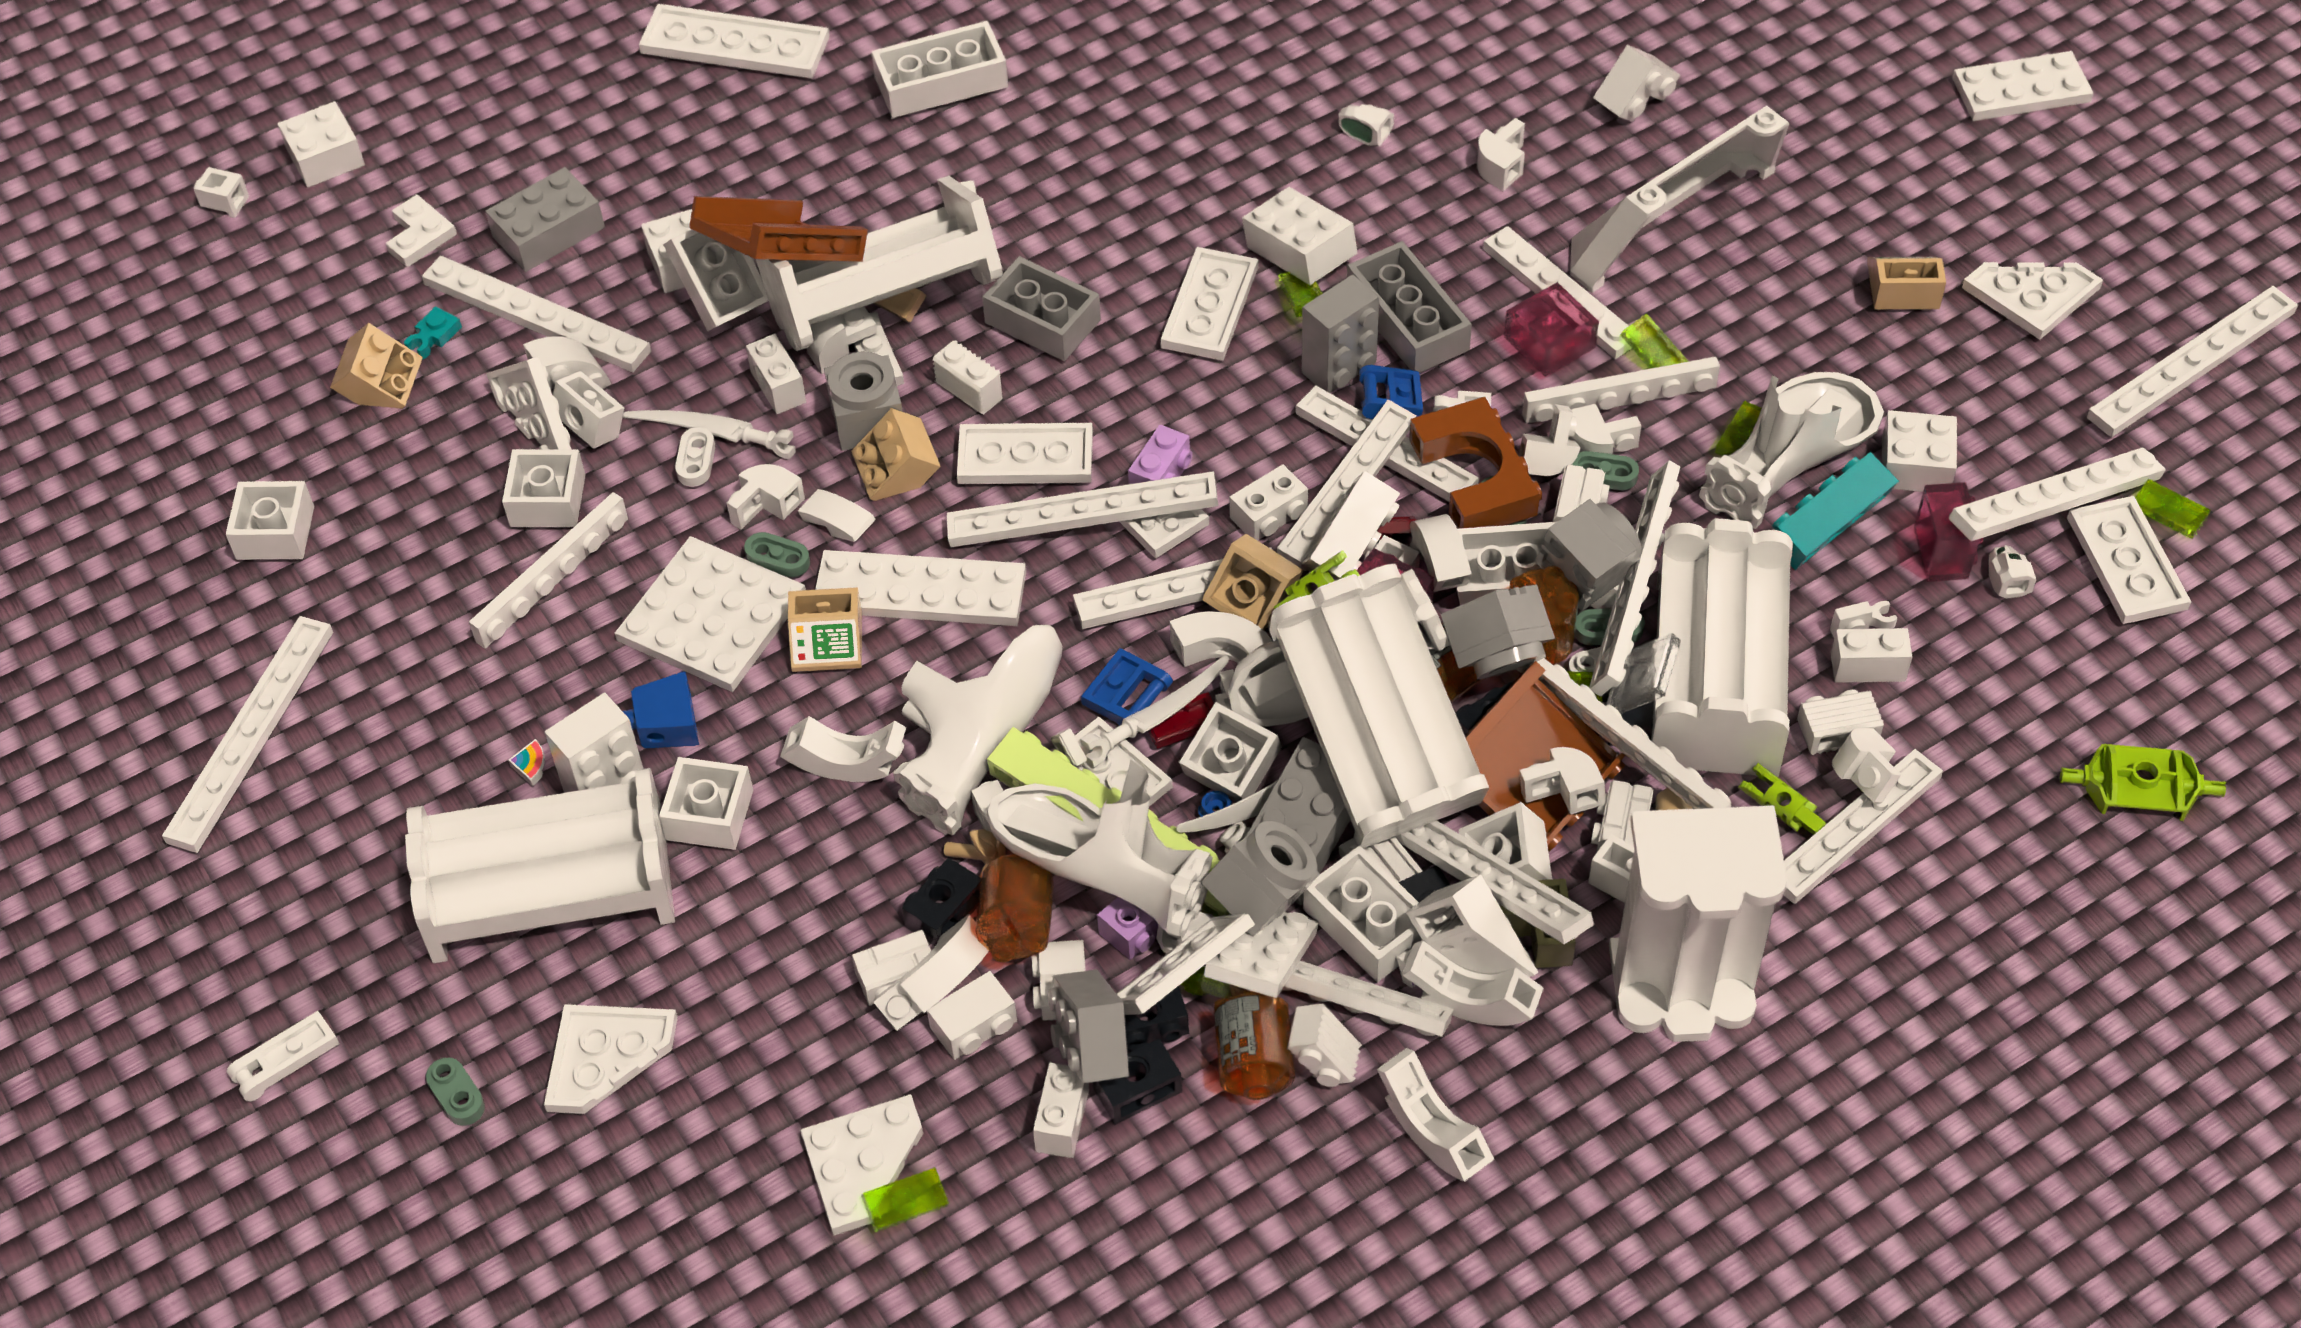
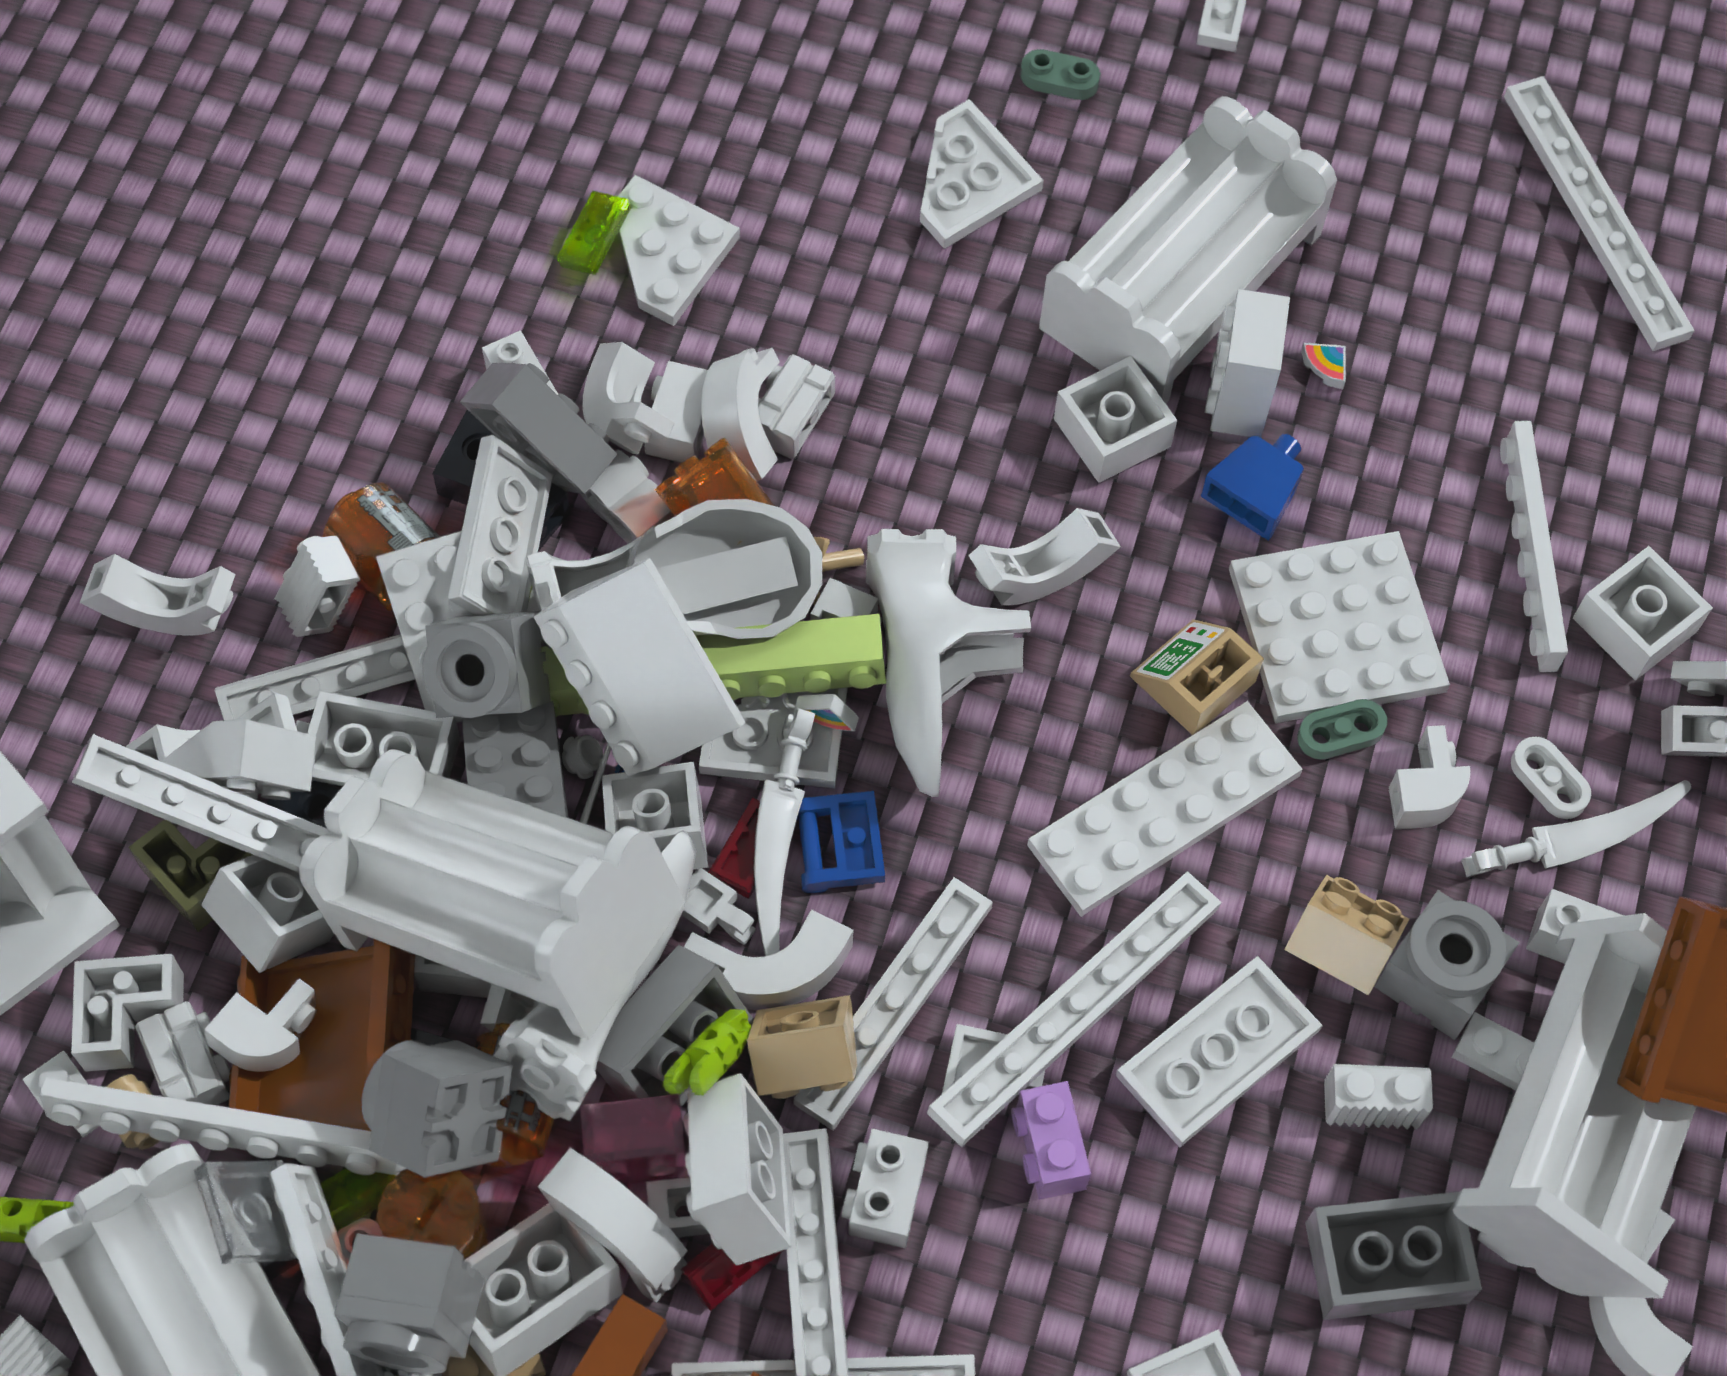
camera: 135 degrees right, 10 degrees up
(838, 514) = (1334, 818): white slope -> none
(948, 883) = (806, 469): black brick -> none
(1020, 1036) = (615, 394): none -> white arch
(1180, 780) = (638, 668): none -> white slope

